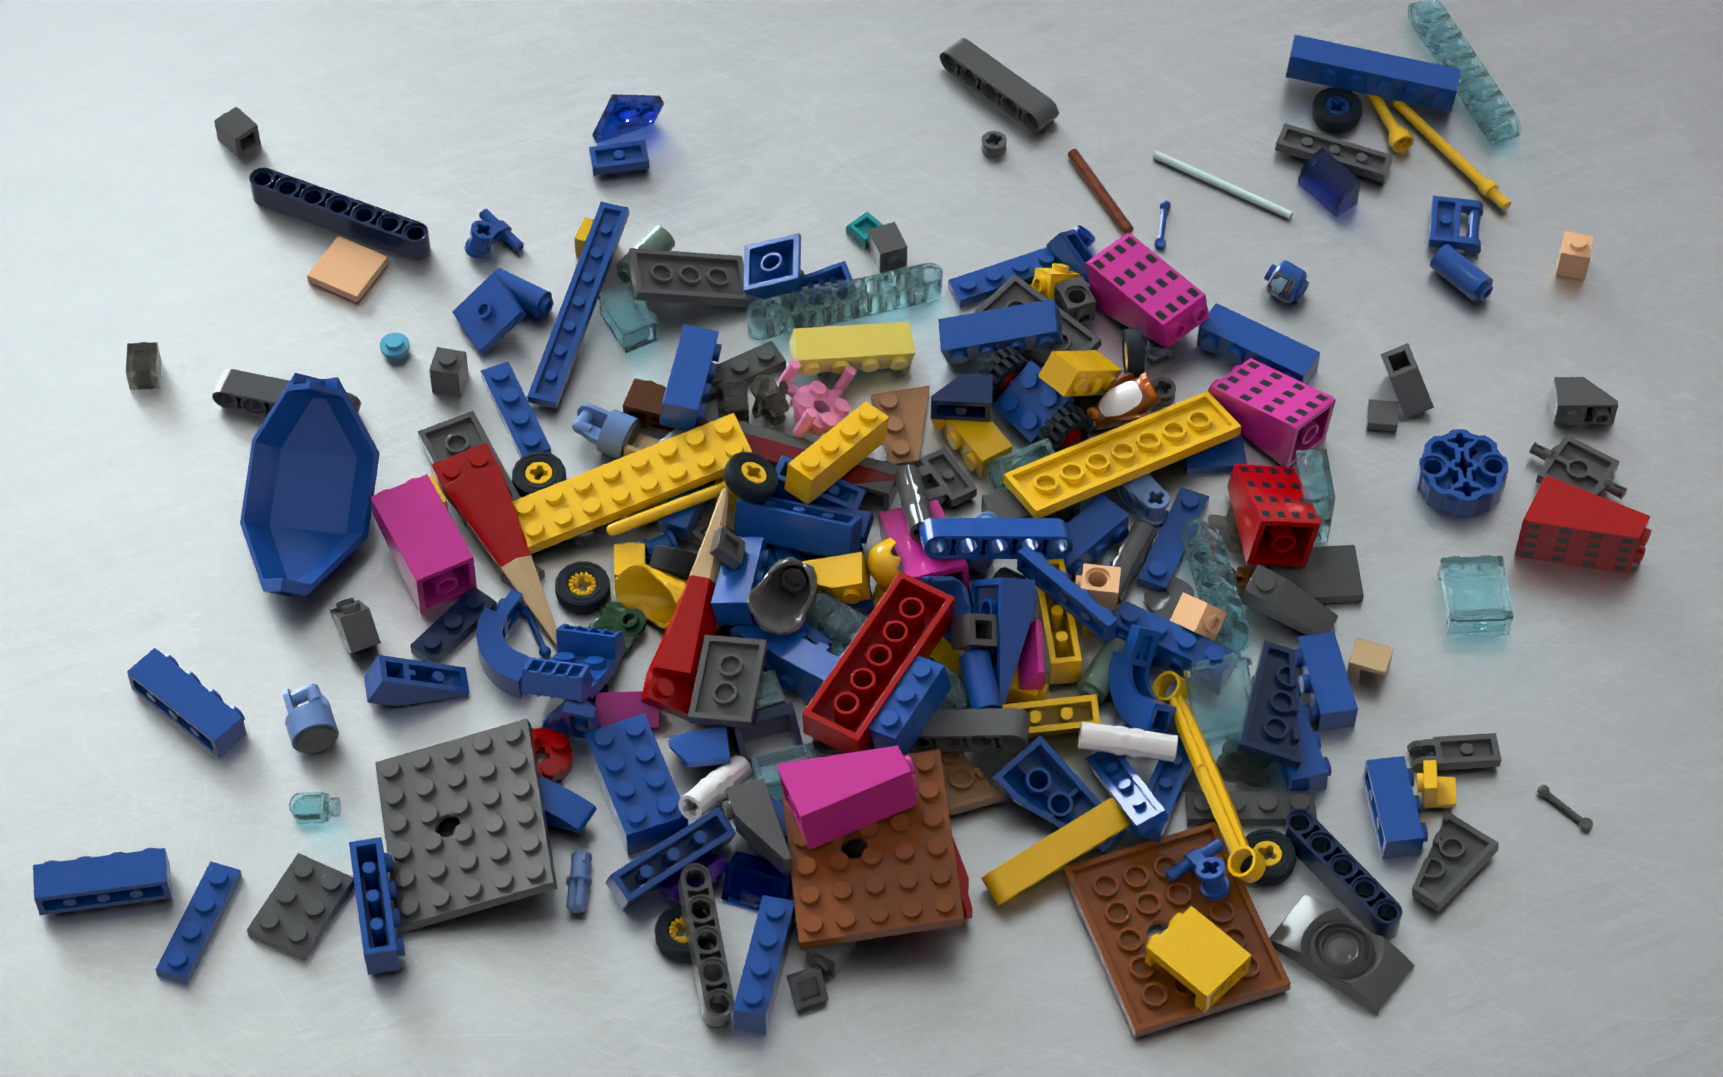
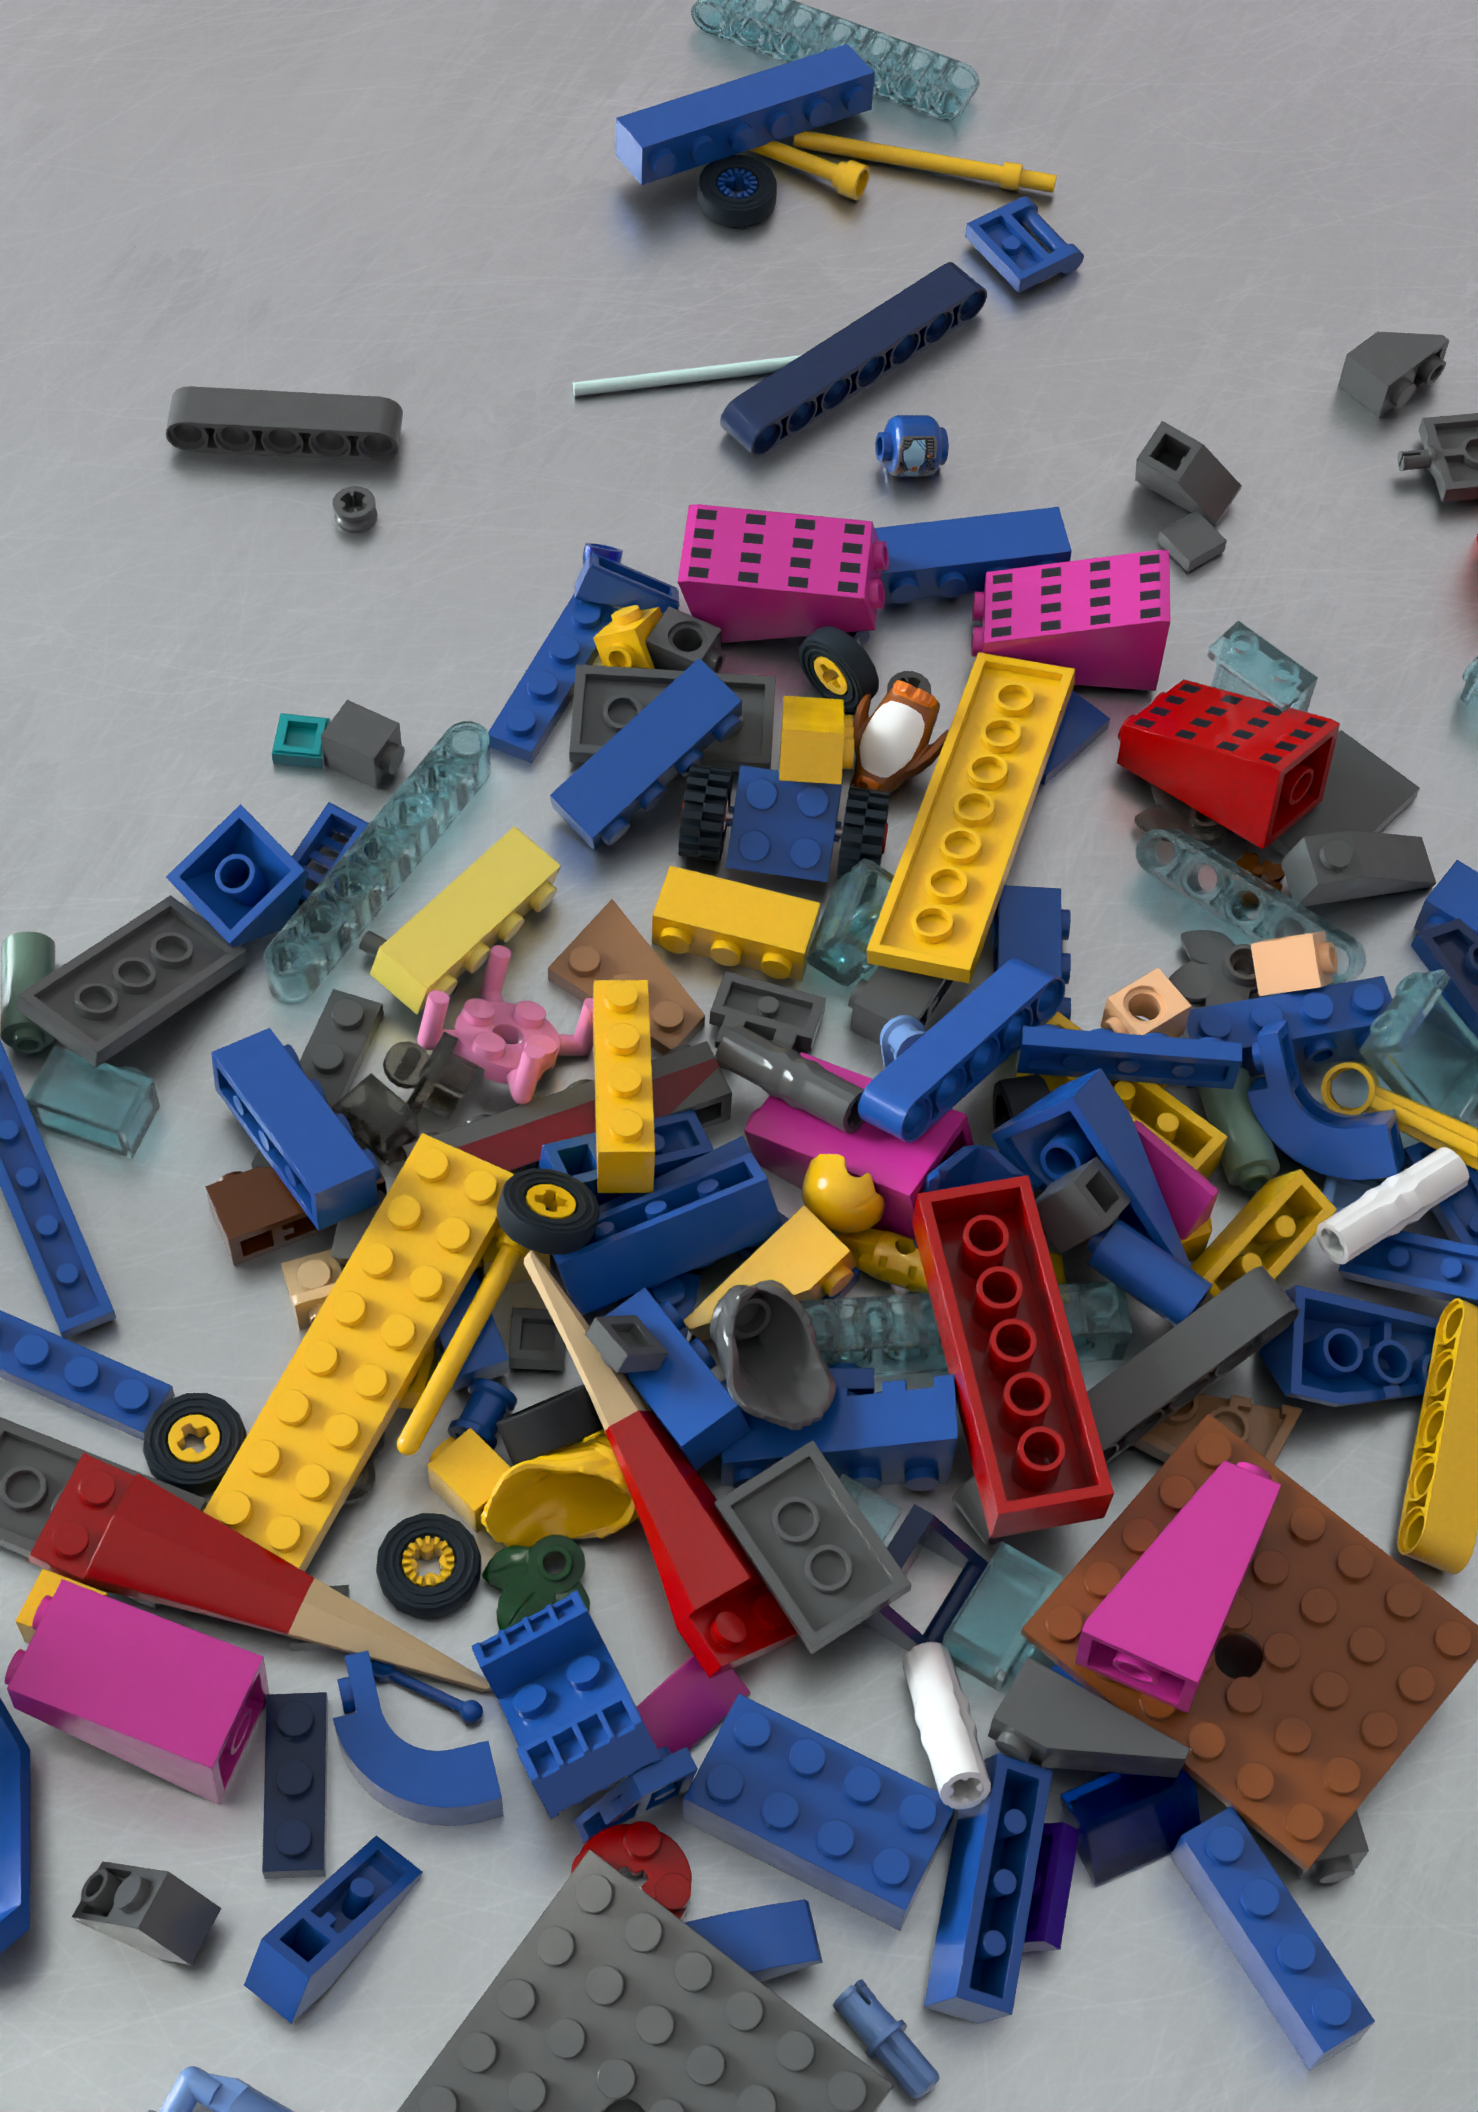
camera: 45 degrees left, 5 degrees up
(606, 429) = (254, 1280): medium blue piece -> none
(667, 934) = (1130, 1967): black bush -> none
(702, 747) = (858, 1675): blue slope -> none
(705, 960) = (1208, 1985): dark grey beam -> none
(807, 987) = (1356, 1919): dark grey plate -> none
(910, 705) = (1114, 1383): blue brick -> none
(964, 399) = (711, 878): dark blue slope -> none
(1100, 191) = (556, 482): copper bar -> none
(1132, 554) = (1102, 939): dark grey axle -> none
(1145, 499) = (1045, 850): medium blue piece -> none
(1160, 242) = (657, 449): blue hinge -> none
(1168, 547) = (1125, 886): blue plate -> none
(1305, 224) = (853, 359): none -> dark blue beam
(1330, 182) = (829, 283): clear blue brick -> none
(1356, 158) = (792, 245): dark grey plate -> none
(1461, 473) = (1363, 549): blue connector -> none
(1462, 273) = (1100, 299): blue brick -> none
(1574, 255) = (1199, 193): light nougat brick -> none

